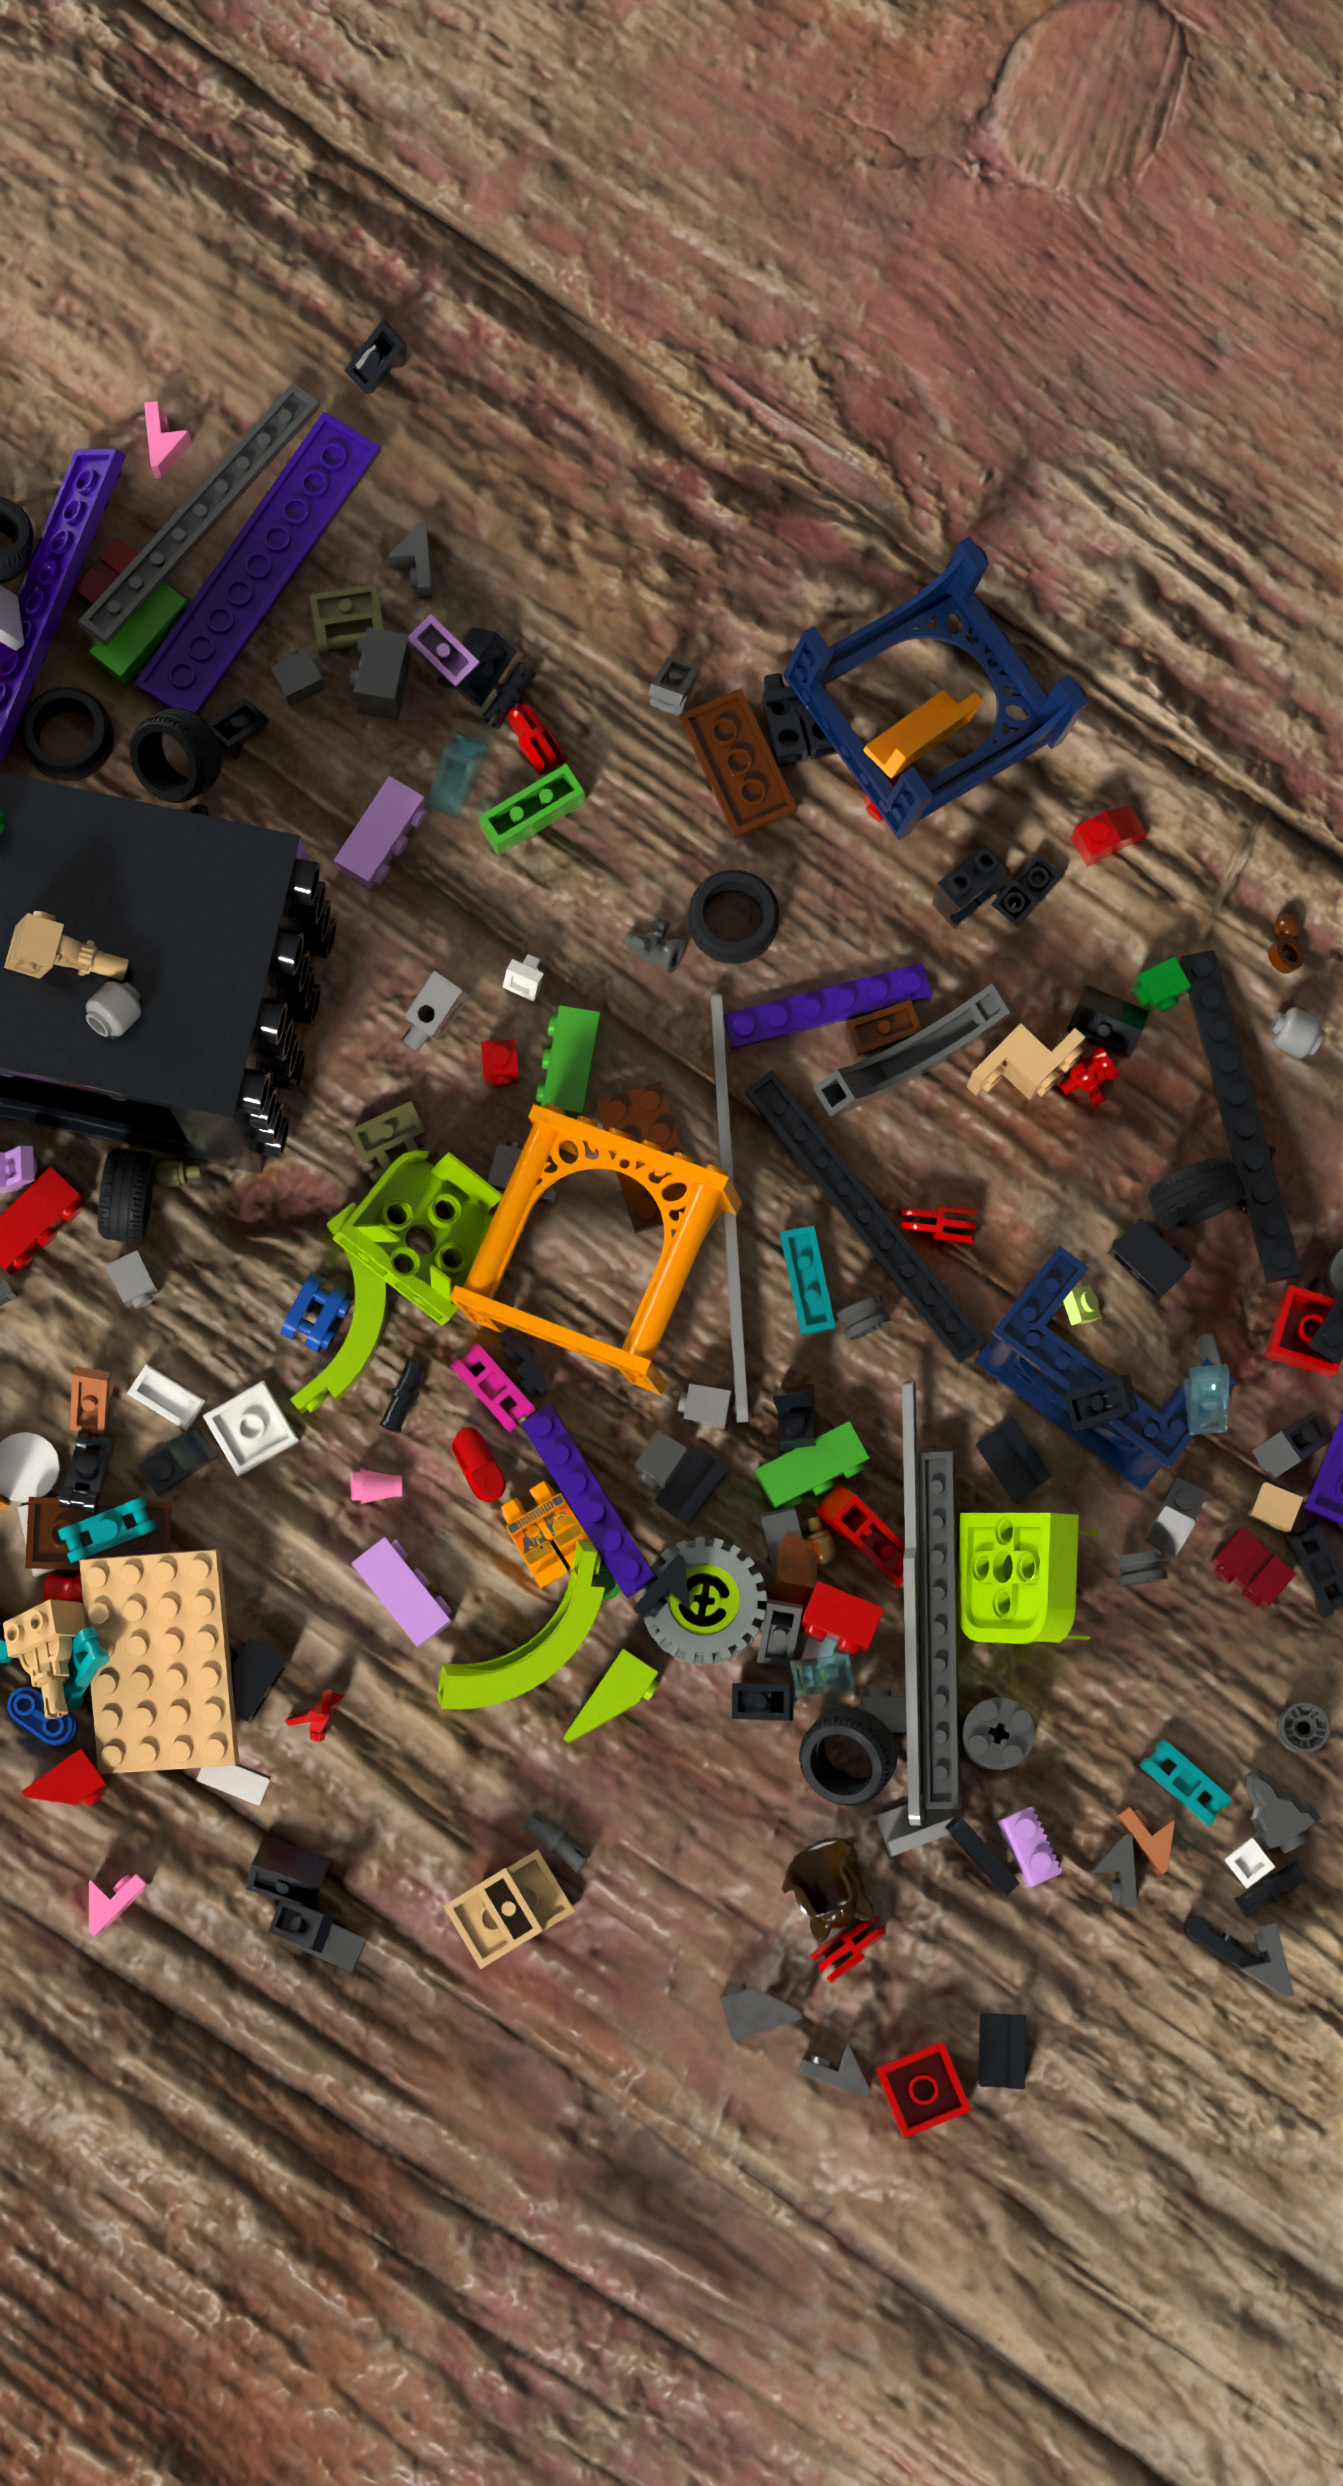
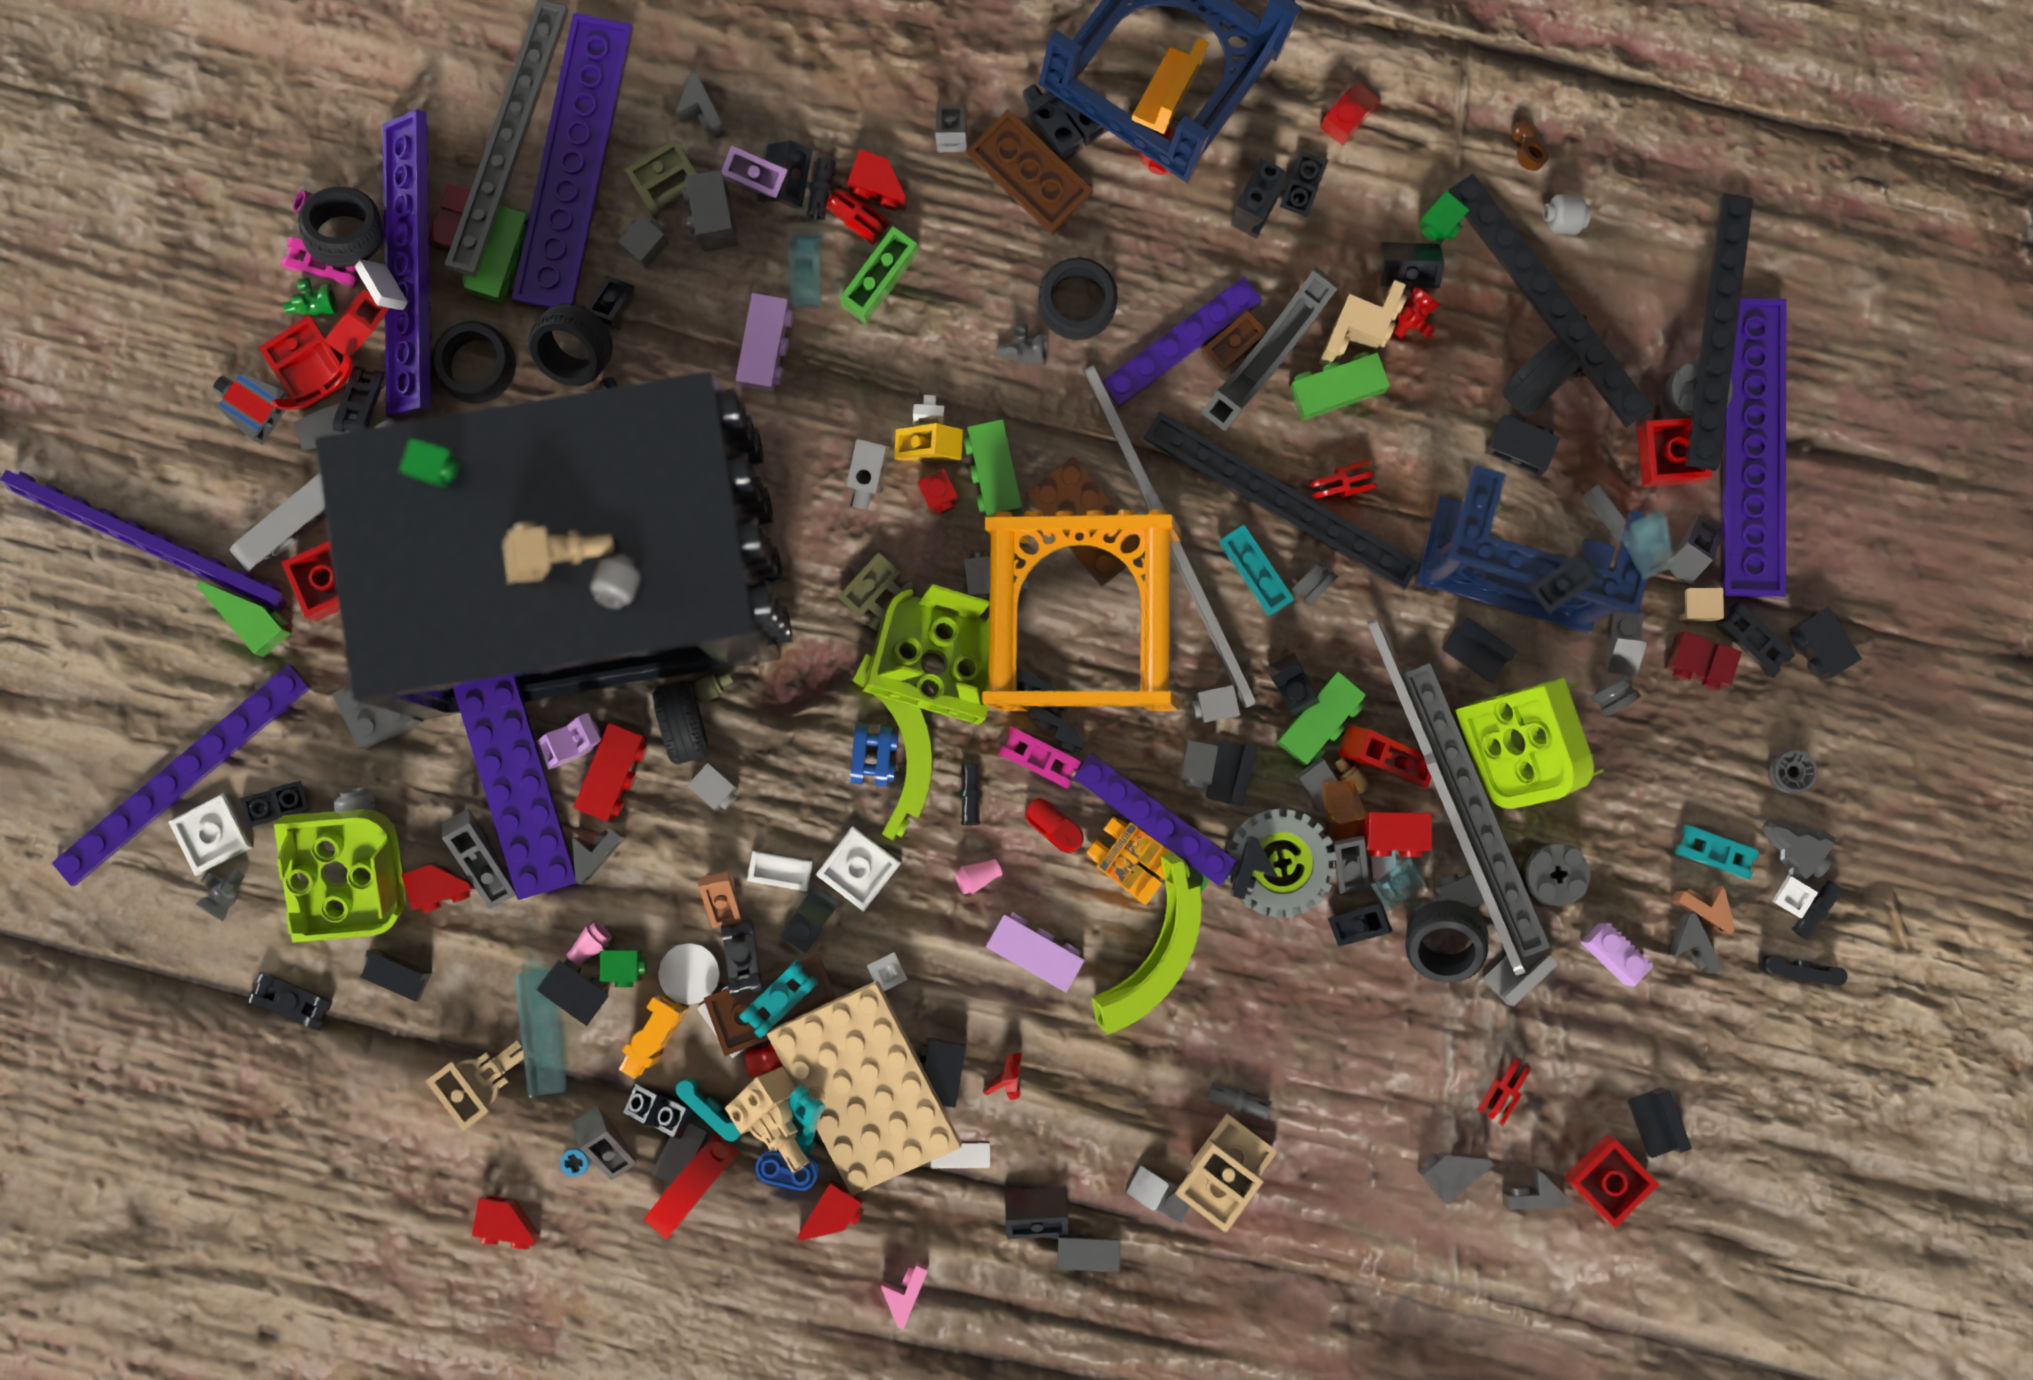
camera: 20 degrees left, 5 degrees up
(164, 446) = (454, 92): bright pink slope -> none
(236, 1550) = (887, 971): none -> white tile
(301, 1925) = (1066, 1252): black slope -> none
(426, 1906) = (1157, 1194): none -> flat silver slope
(512, 1007) = (928, 443): none -> yellow slope
(514, 1299) = (1030, 682): none -> black slope
(569, 707) = (875, 179): none -> red slope
(618, 1692) = (1240, 962): lime slope -> none
(828, 1886) = (1470, 1049): dark brown hair -> none
(976, 1118) = (1338, 385): none -> bright green brick
(982, 1855) = (1583, 976): black beam -> none
(1274, 1971) = (1852, 973): dark grey slope -> none

